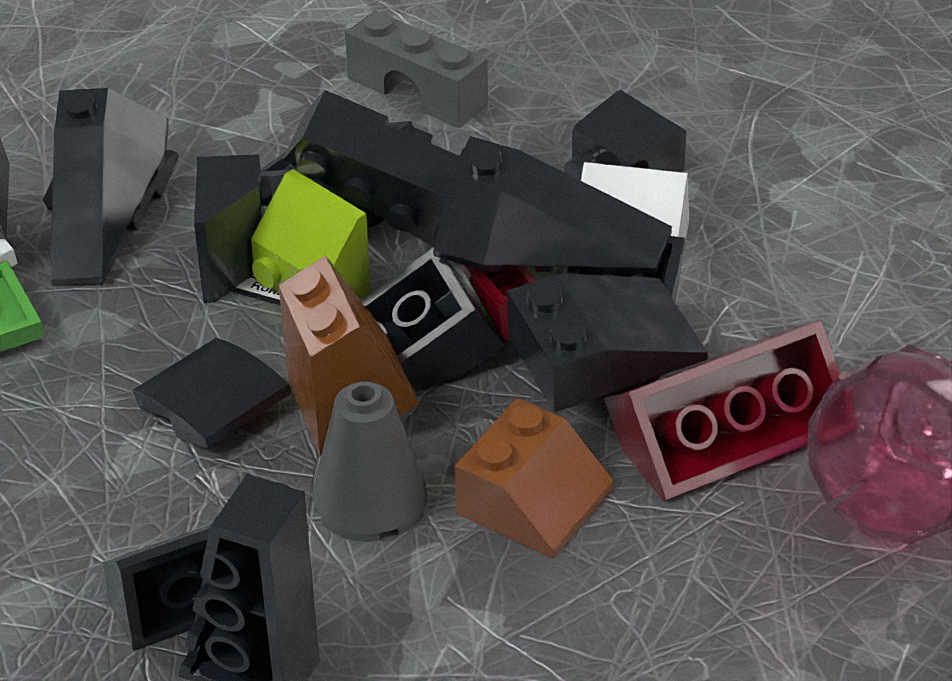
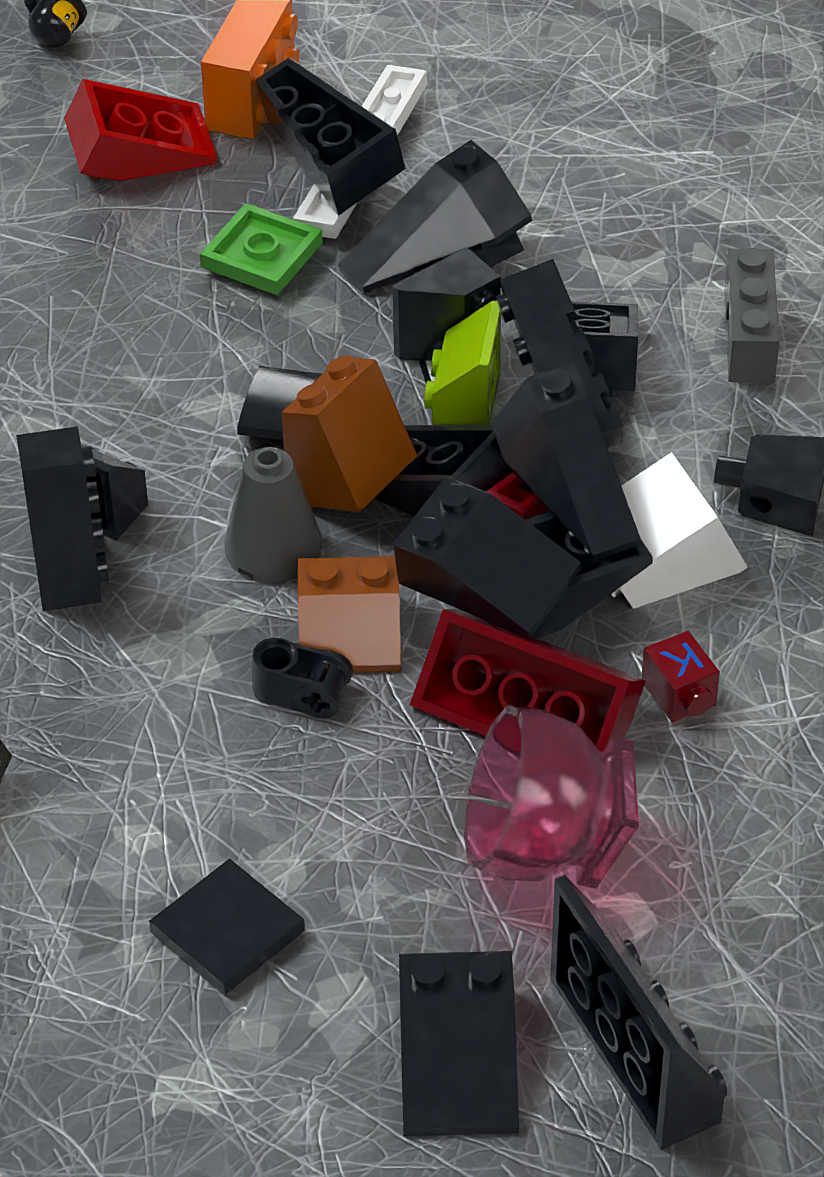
camera: 55 degrees right, 5 degrees up
(576, 553) = (297, 677): none -> black piece
(799, 300) = (680, 676): none -> dark red brick

